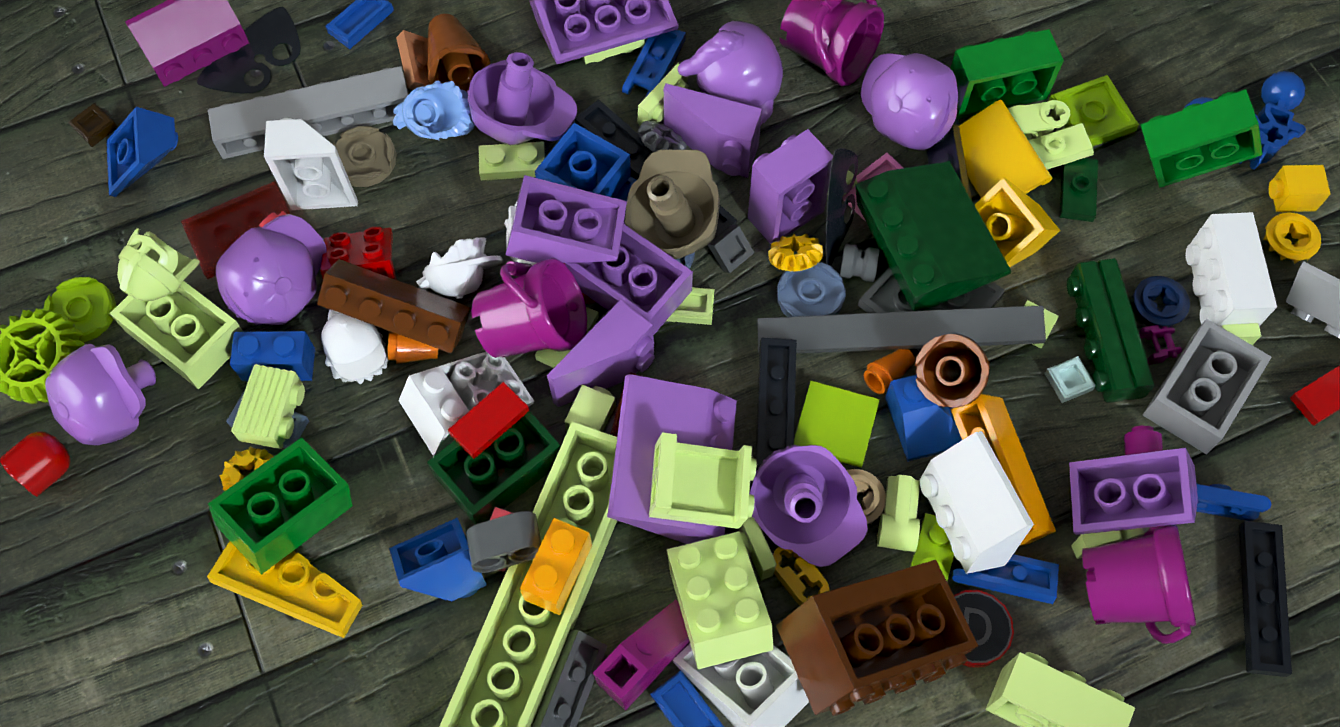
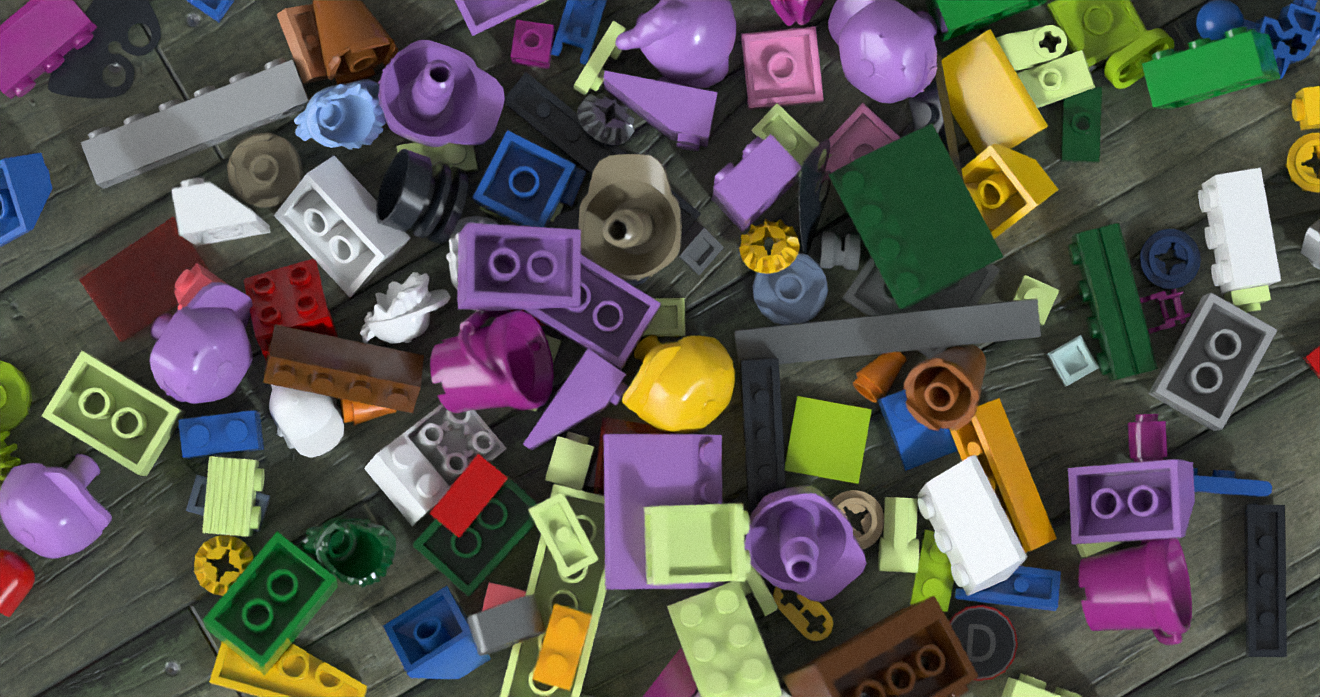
camera: 10 degrees left, 20 degrees up
(151, 267) = (84, 368): yellowish green helmet -> none
(372, 466) = (352, 549): none -> dark green hair
(418, 200) = (339, 226): none -> white slope
(491, 173) = (422, 196): none -> black wheel
(573, 463) = (563, 534): none -> yellowish green plate
(607, 79) = (532, 44): none -> magenta brick
(702, 344) = (681, 383): none -> yellow piece
(823, 114) = (782, 67): none -> bright pink tile
(1125, 141) = (1126, 67): none -> lime plate

